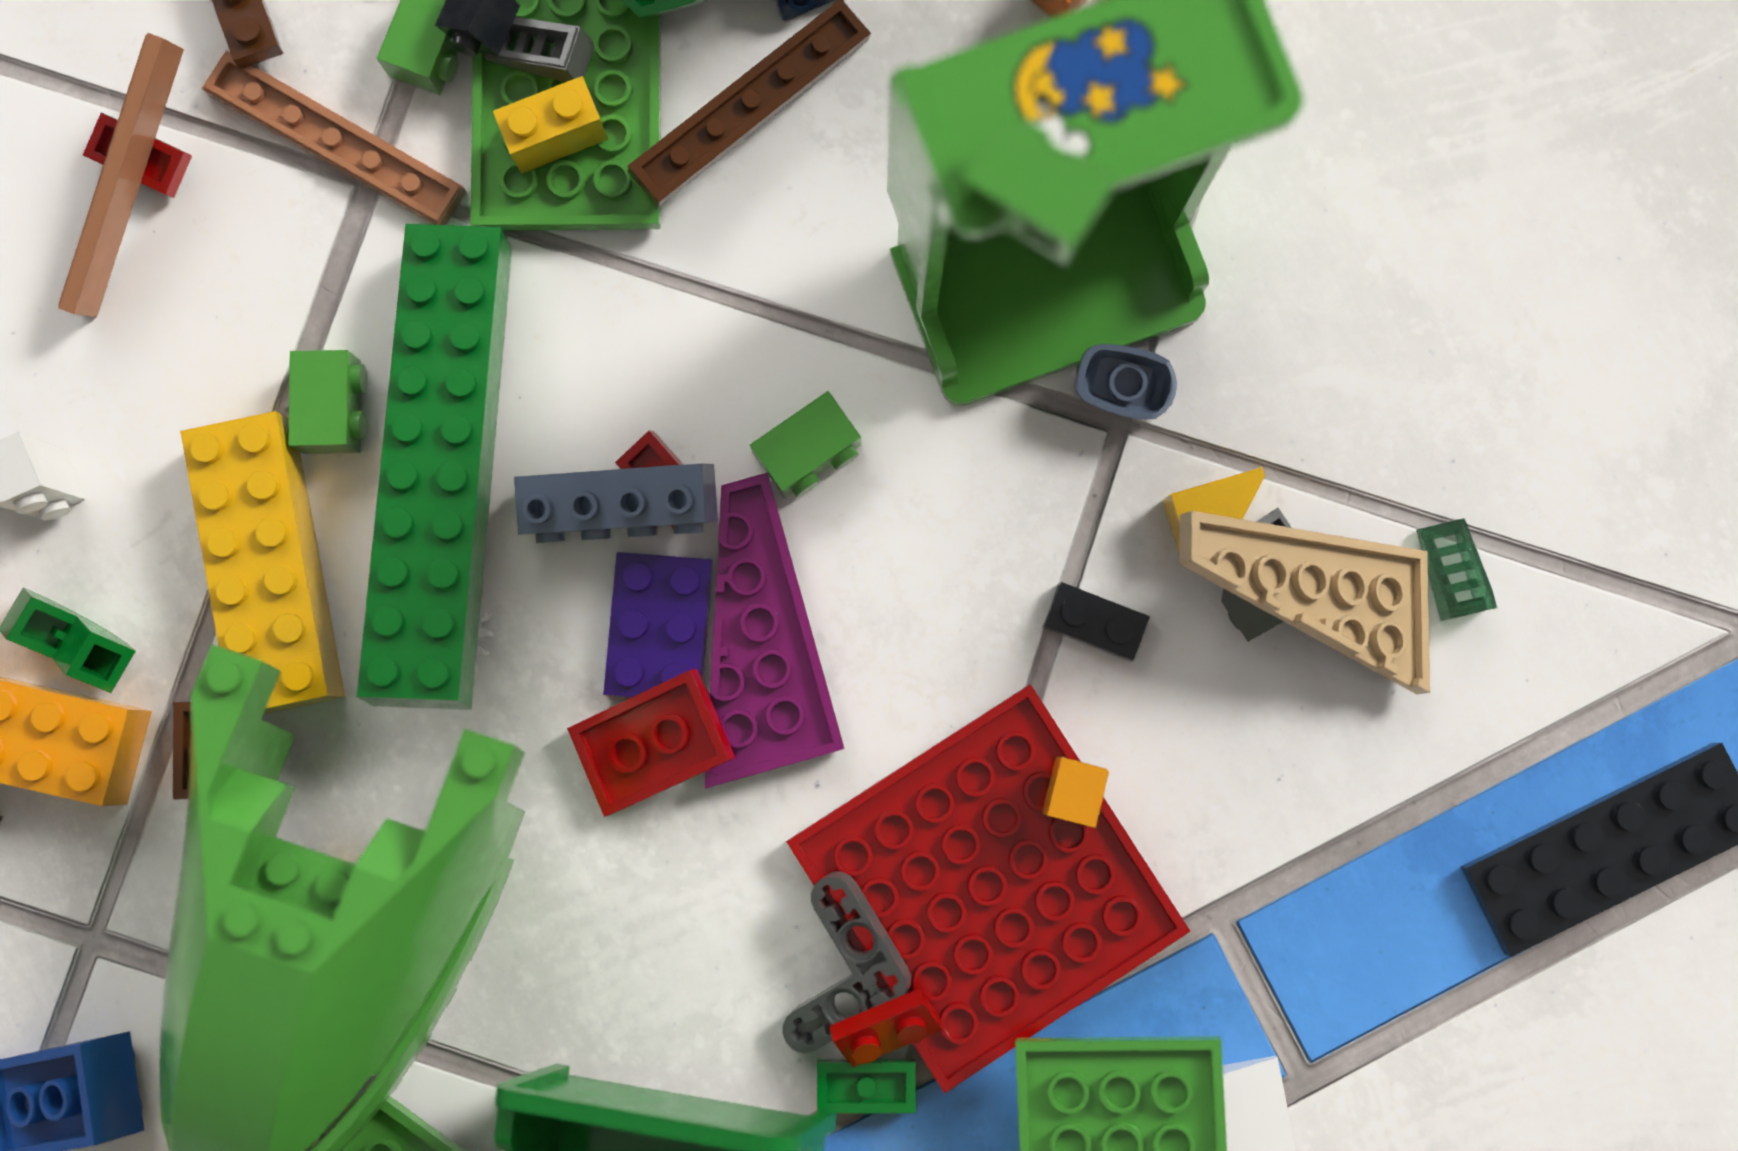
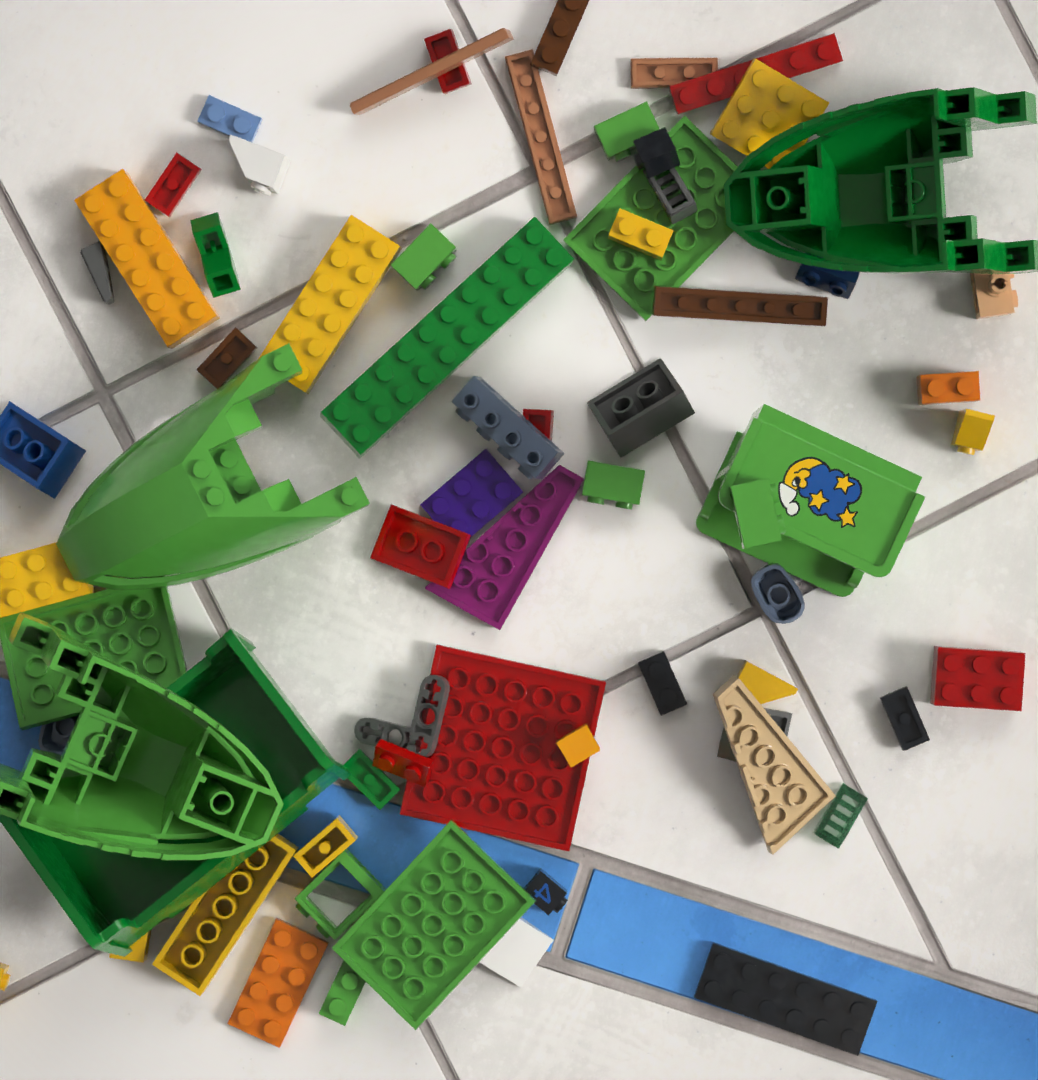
camera: 50 degrees right, 5 degrees up
(753, 327) = (641, 407): none -> dark grey slope
(1212, 1009) = (546, 892): none -> black brick
(1412, 384) = (904, 718): none -> black plate
(1448, 255) = (977, 678): none -> red brick

